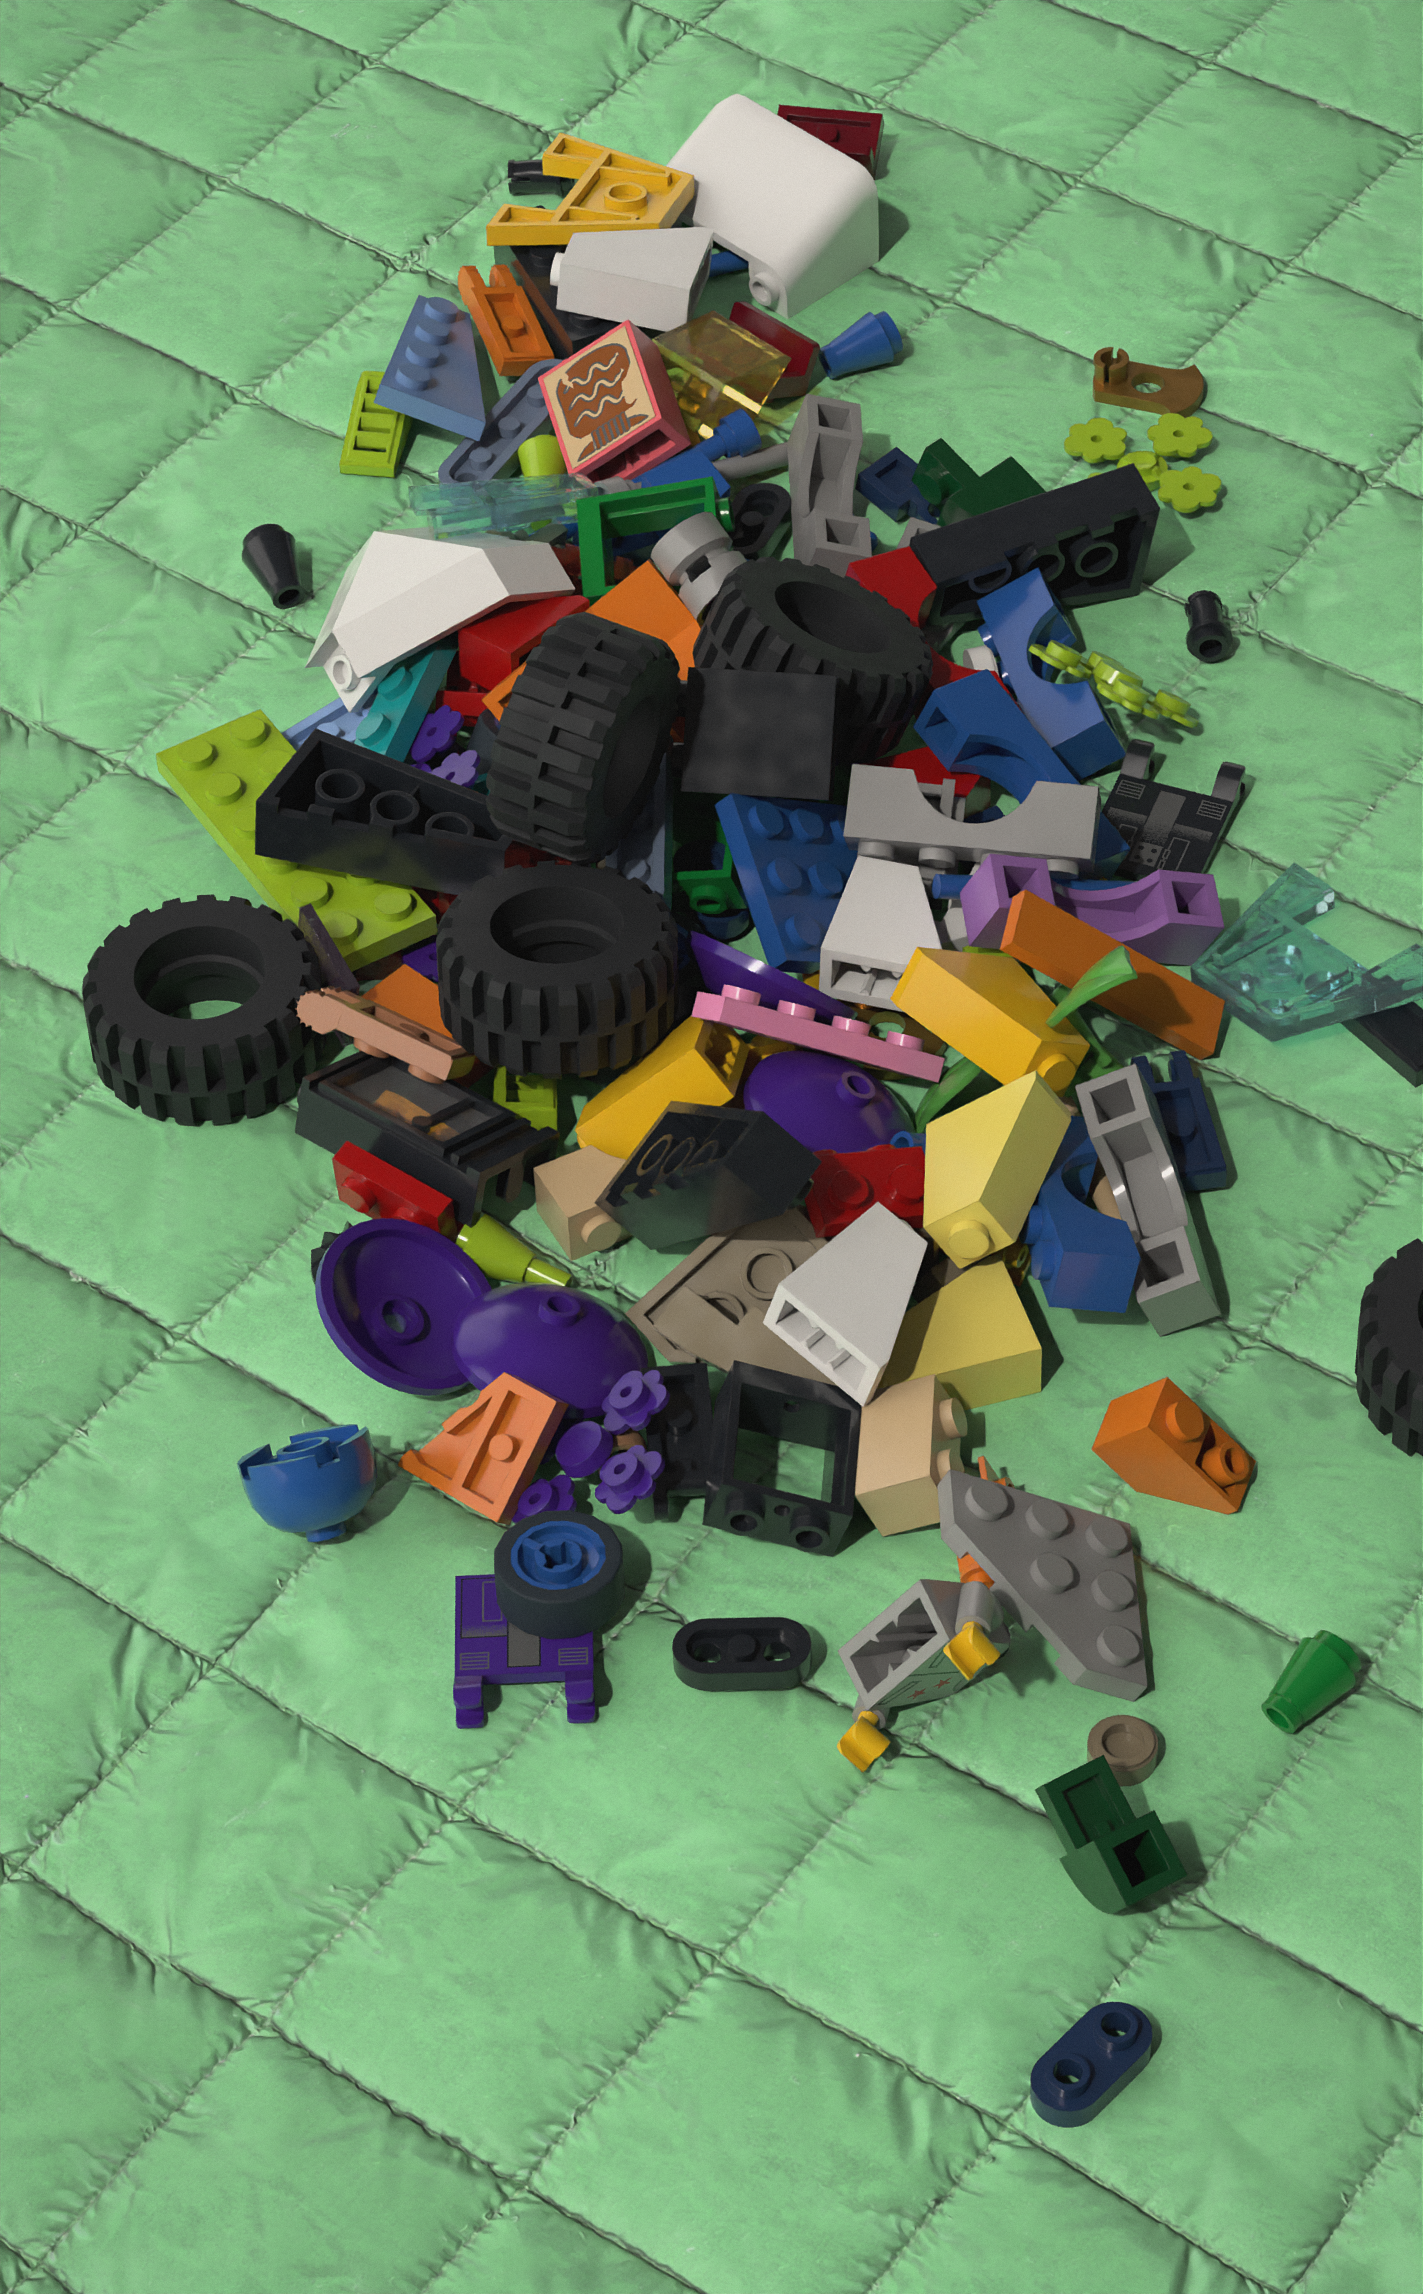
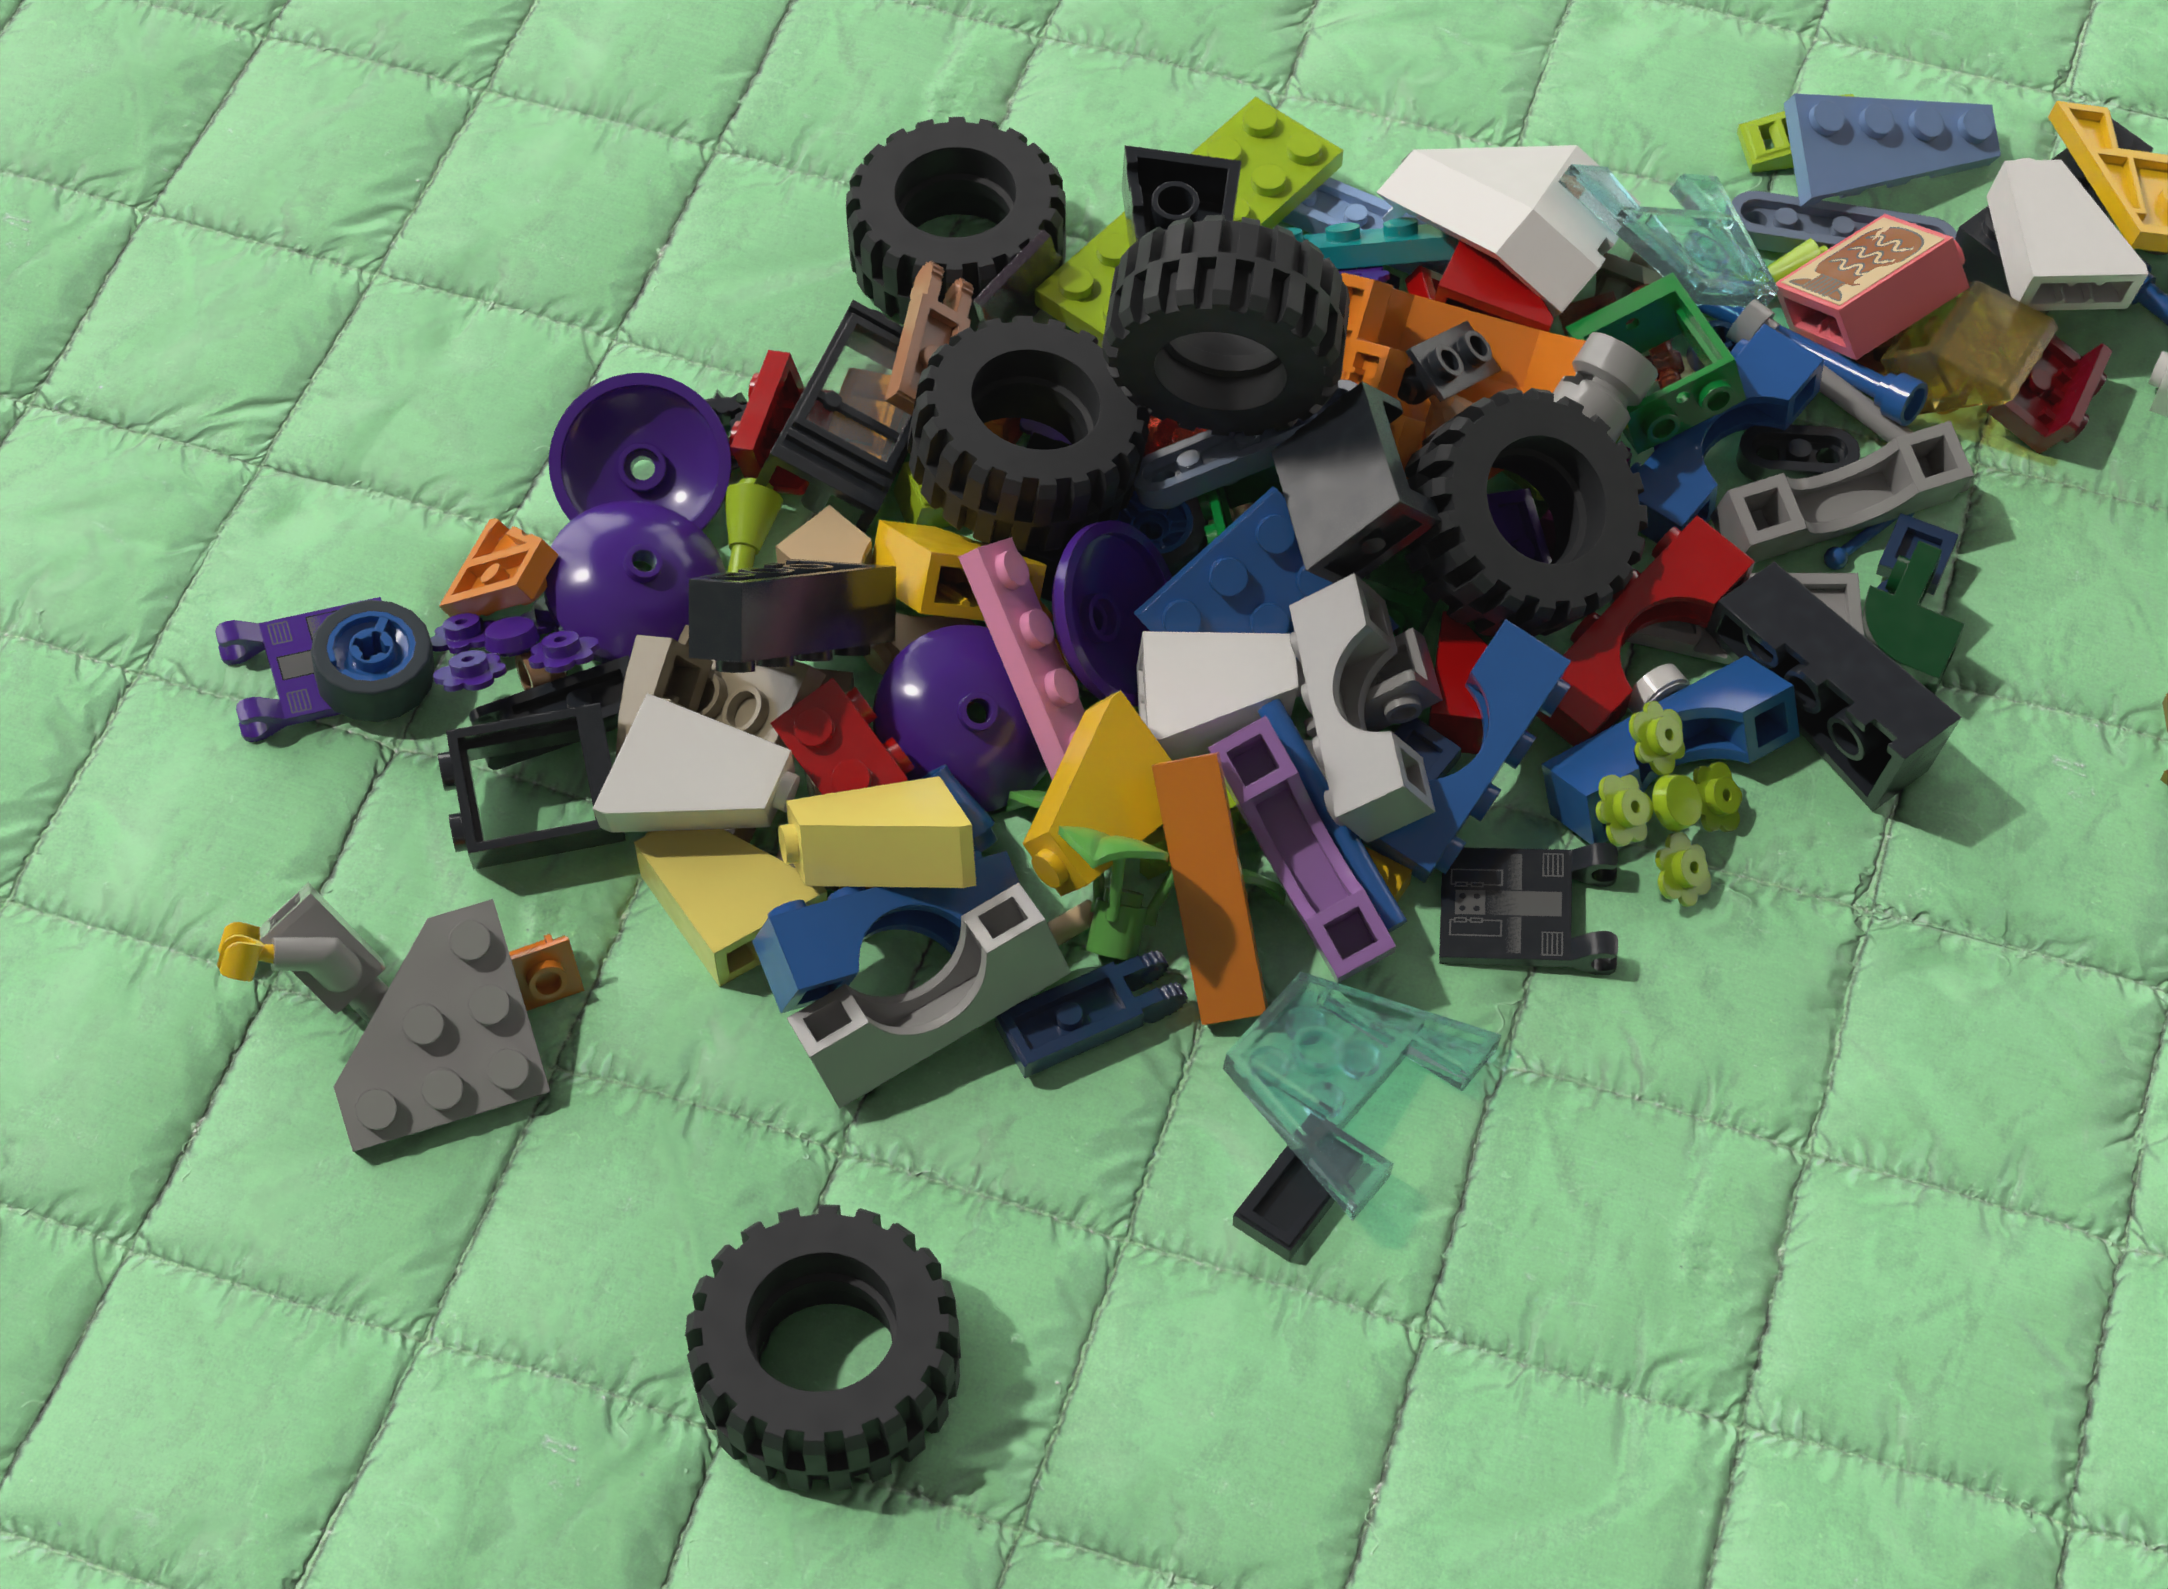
camera: 70 degrees right, 10 degrees up
(274, 562) = (1570, 115): black cone -> none
(312, 1481) = (428, 452): blue cylinder -> none
(504, 319) = (1966, 191): orange hinge -> none
(742, 1653) = (325, 827): black plate -> none
(864, 344) = (2121, 474): blue cone -> none
(904, 1451) = (568, 885): tan brick -> none
(1108, 1849) = (140, 1164): dark green brick -> none
(1127, 1745) = (282, 1152): dark tan tile -> none
(1171, 437) = (2062, 764): lime plant -> none
(1173, 1449) = (639, 1107): orange slope -> none
(1208, 634) = (1818, 881): black pin -> none
(1311, 1681) = (383, 1288): green cone -> none

